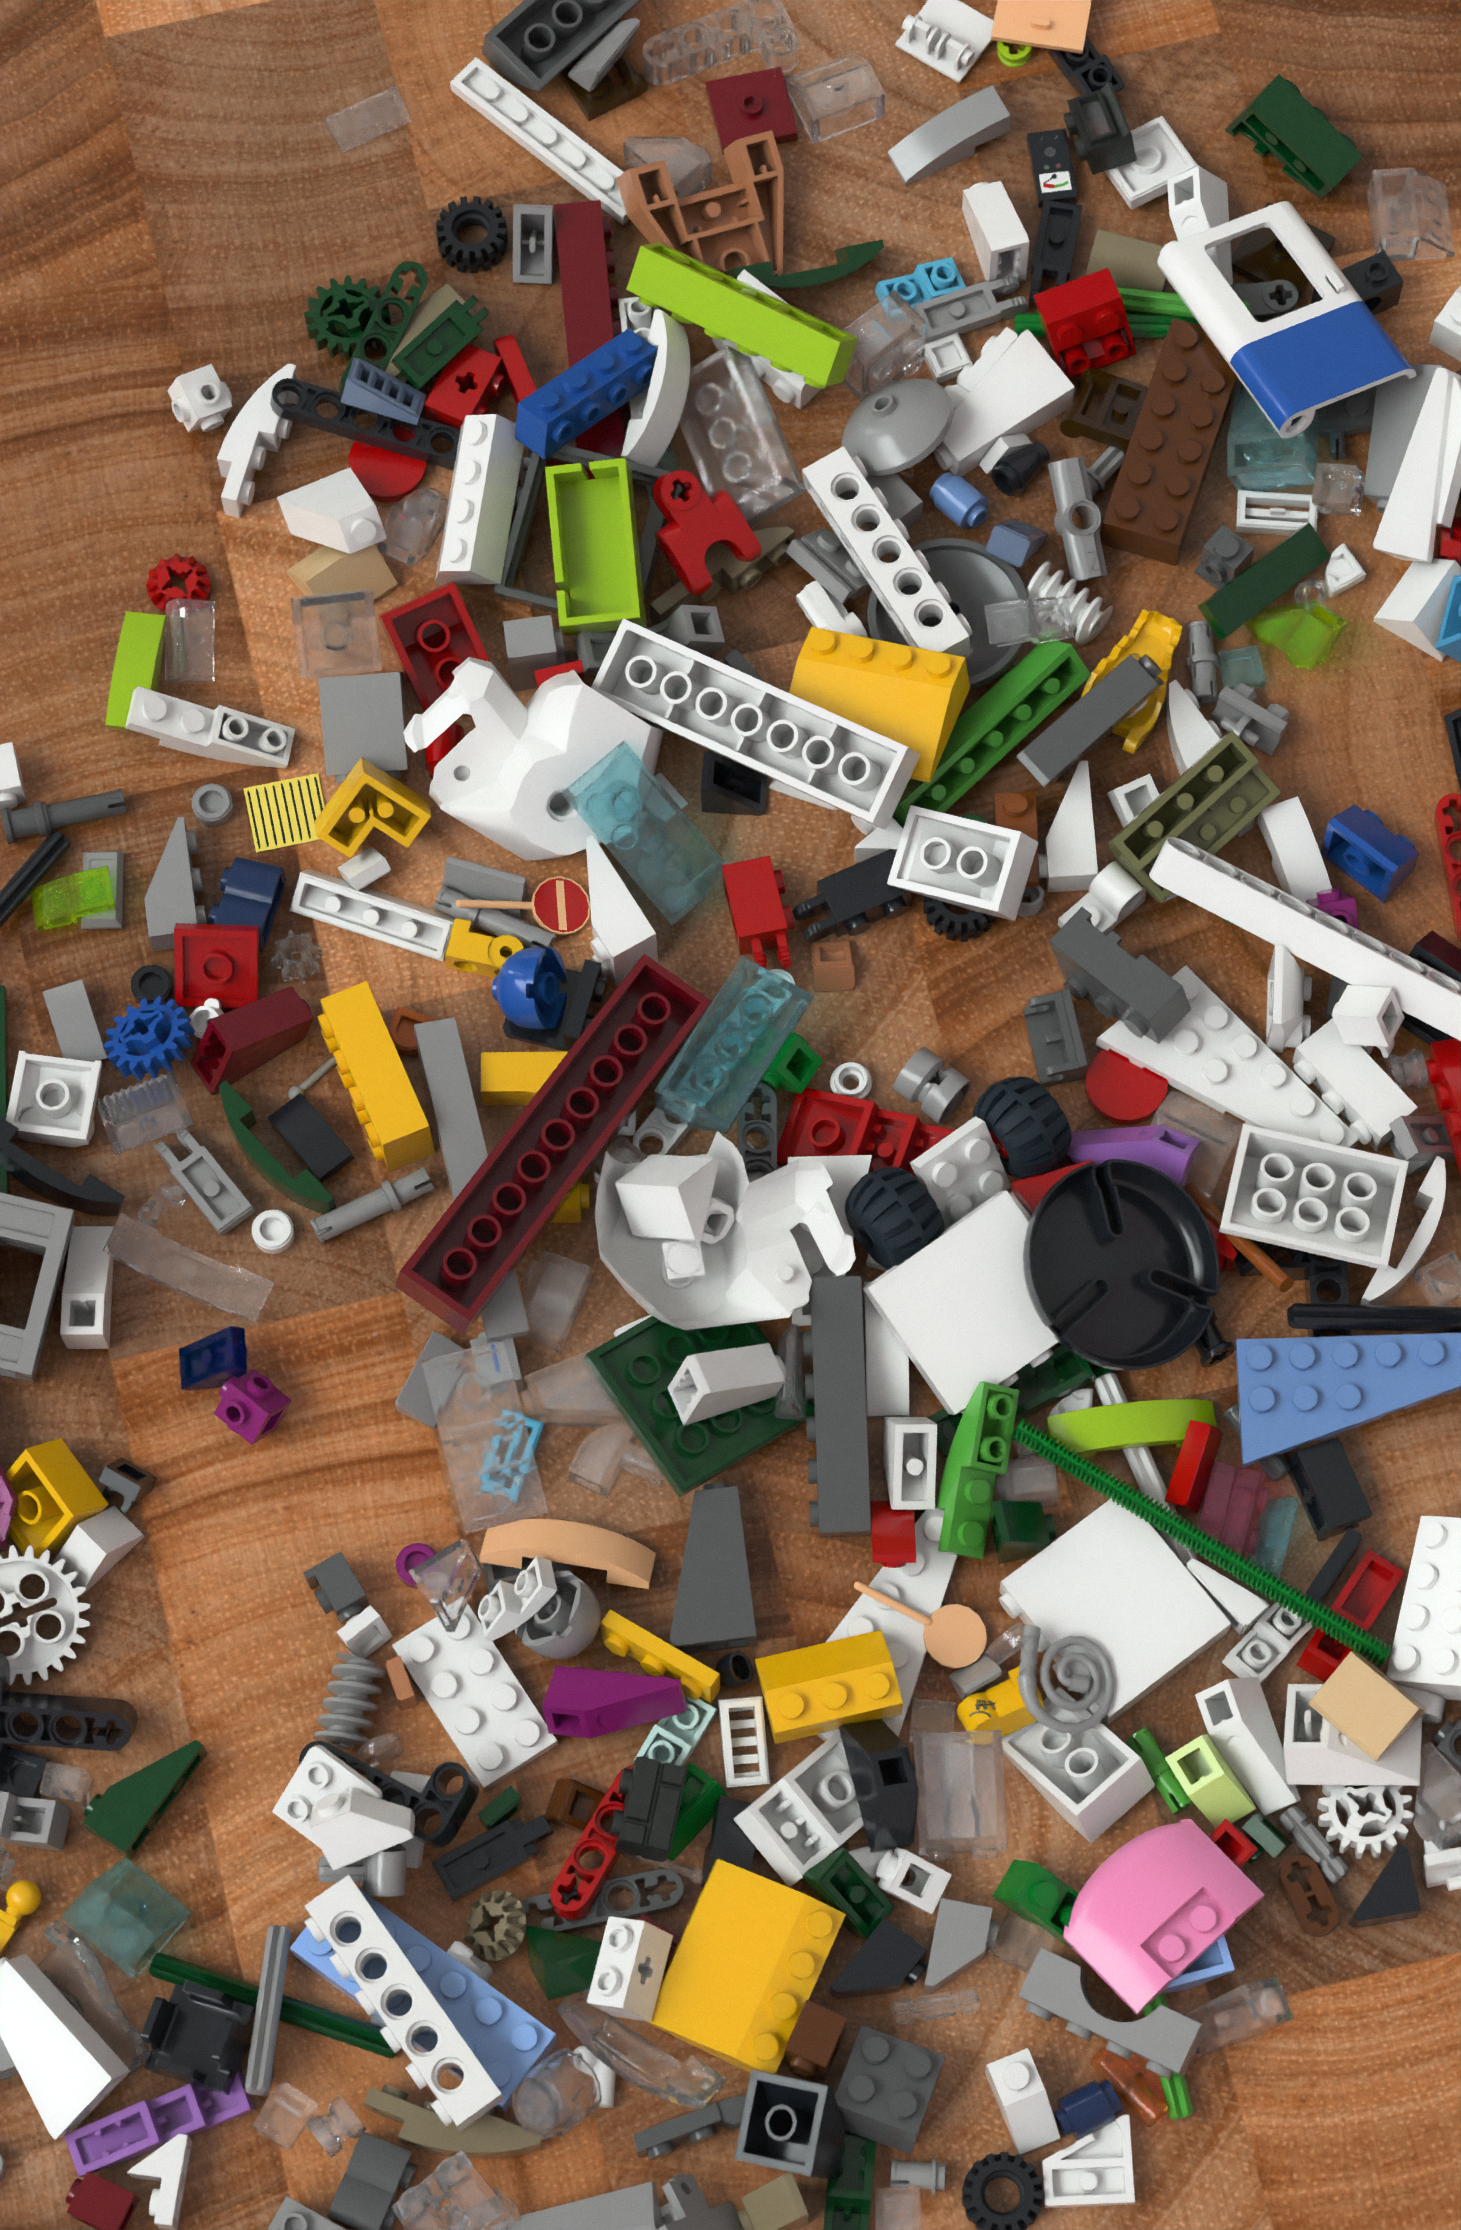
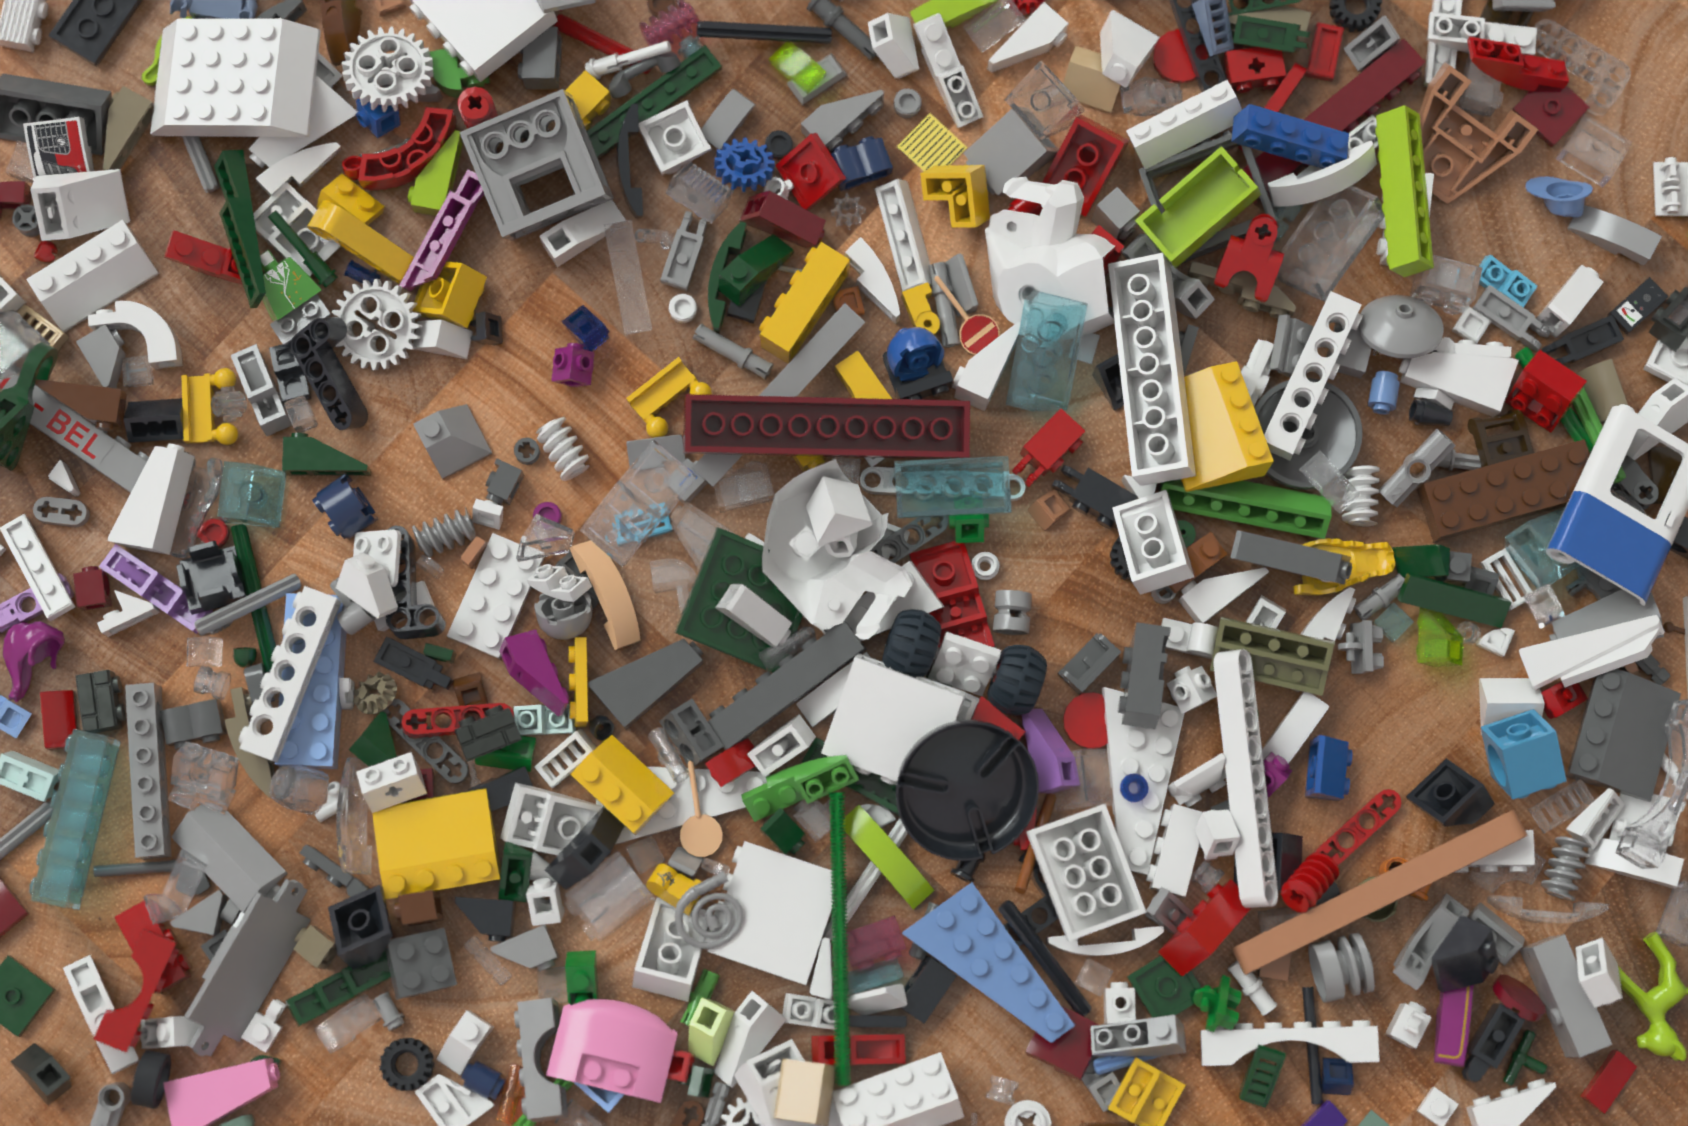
camera: 50 degrees right, 10 degrees up
(131, 768) = (894, 43): none -> white slope
(137, 1999) = (214, 531): none -> red tile
(230, 1803) = (346, 507): none -> dark blue brick
(236, 1619) = (452, 439): none -> light grey slope
(243, 609) = (1032, 39): none -> white slope
(289, 1111) = (753, 268): none -> dark green slope
(317, 1549) = (534, 446): none -> dark grey bush
(330, 2063) = (244, 656): none -> dark green hinge
(347, 1487) = (562, 449): none -> white piece
(360, 1322) = (660, 391): none -> yellow gear
(364, 868) = (925, 212): white tile -> none
(379, 2067) = (253, 677): none -> dark grey piece
(408, 979) = (873, 279): none -> white slope
(507, 307) = (1324, 51): none -> red tile
(605, 127) = (1454, 31): none -> white slope
(677, 112) = (1508, 65): none -> red slope
(820, 1560) = (691, 733): none -> dark grey brick
(828, 1607) = (668, 755): none -> clear pin
(848, 260) = (1493, 229): dark green slope -> none
(863, 164) = (1560, 195): none -> medium blue piece
(1015, 541) = (1378, 441): sand blue slope -> none
(1168, 939) = (1191, 688): none -> white brick
(1192, 583) = (1422, 560): none -> dark green slope
(1194, 1466) = (885, 905): red slope -> none
(1249, 1072) = (1142, 785): none -> clear blue plate
(1263, 536) = (1482, 580): none -> dark grey plate
(1308, 1547) = (878, 1000): none -> white slope

